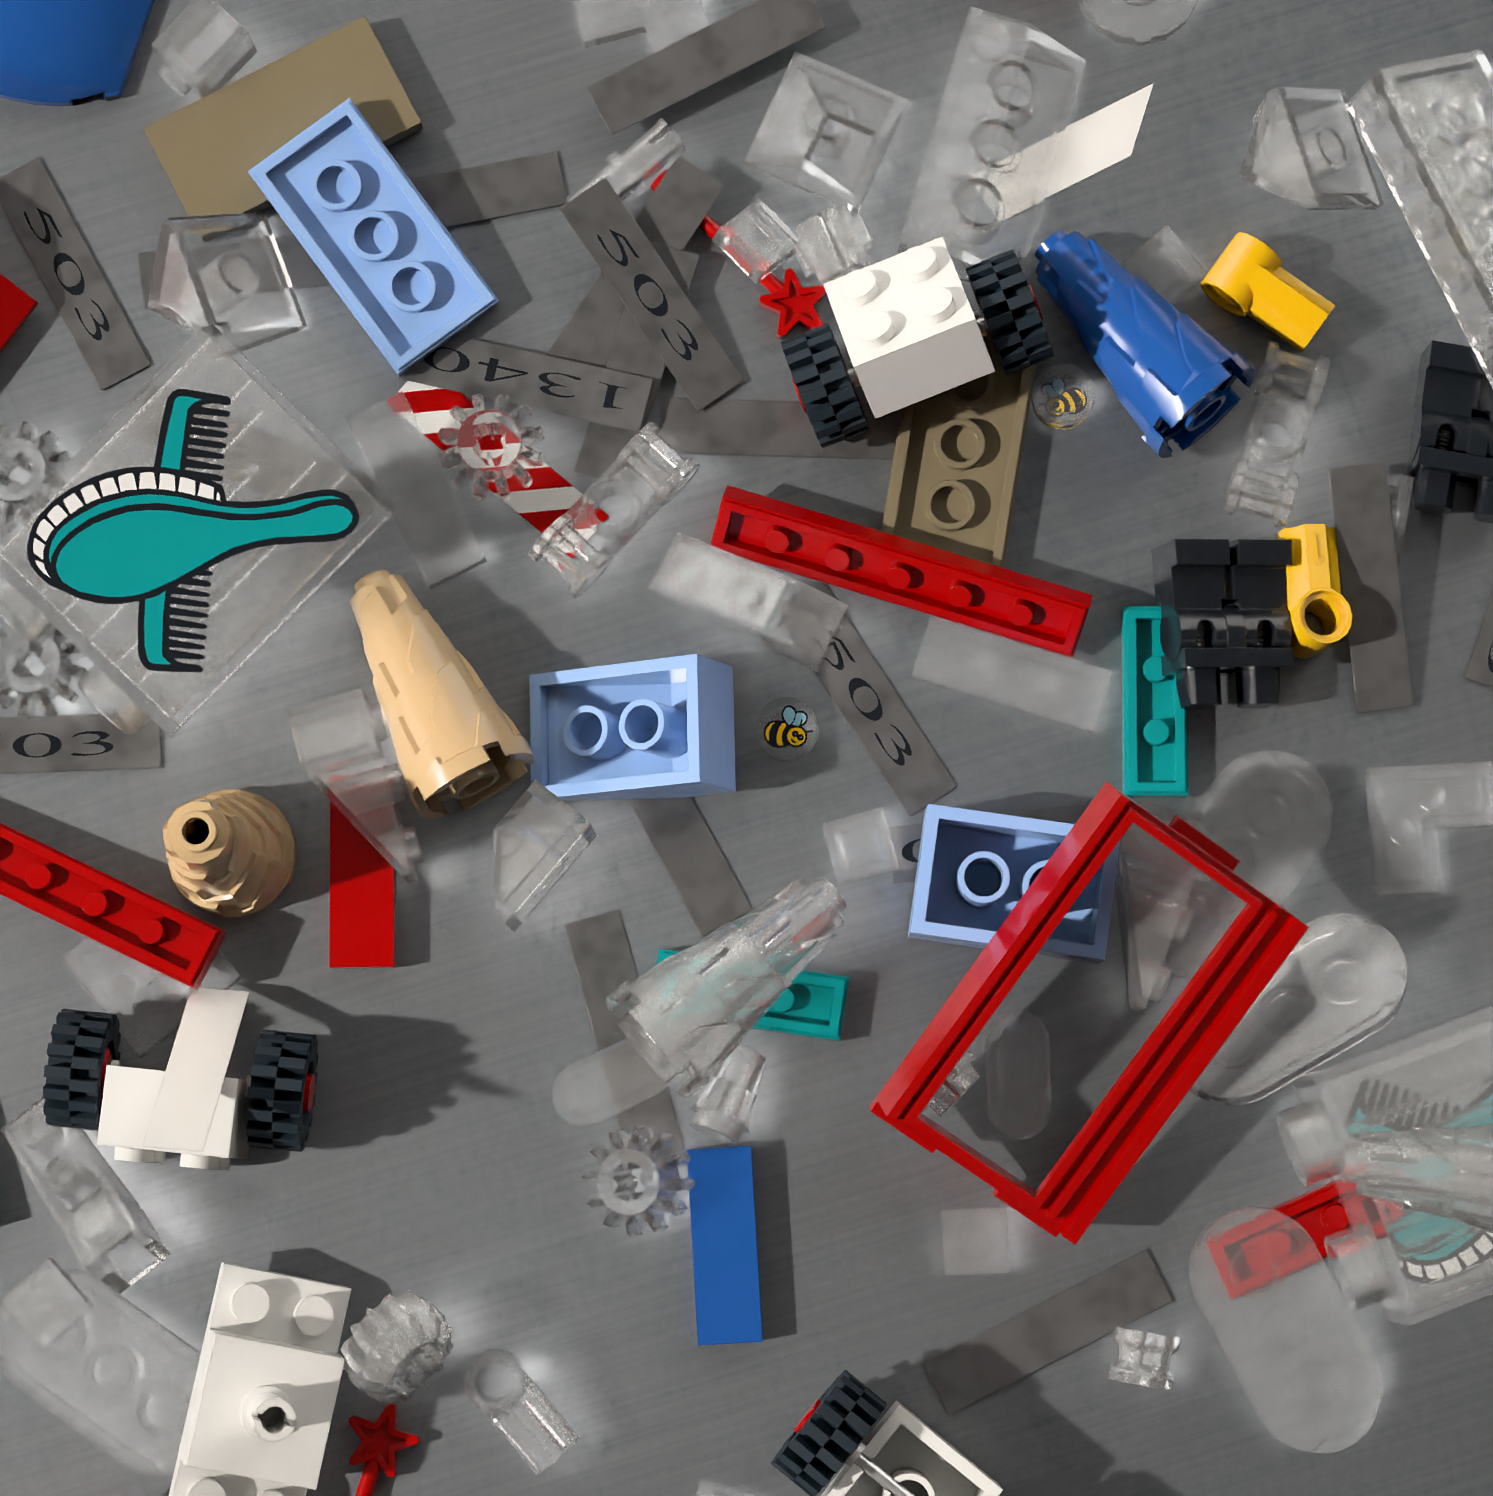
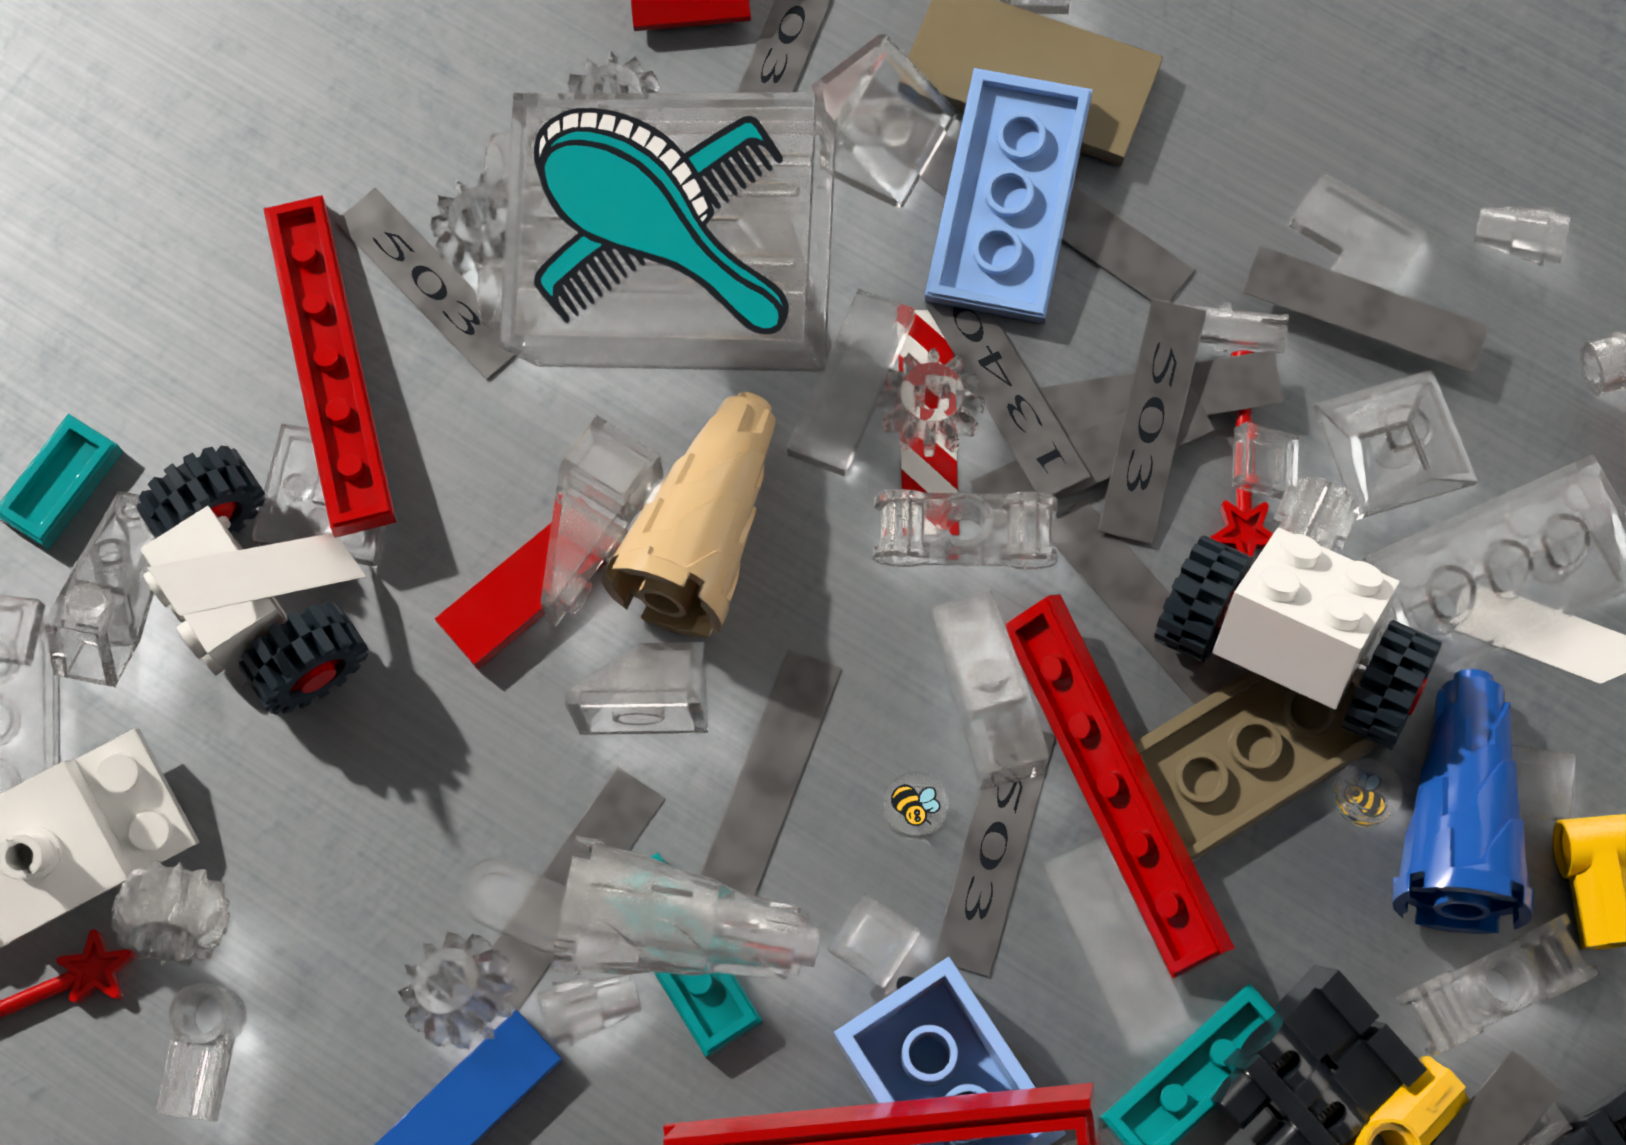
camera: 50 degrees right, 10 degrees down
(230, 852) = (454, 463): tan cone -> none
(634, 730) = (812, 689): light blue slope -> none

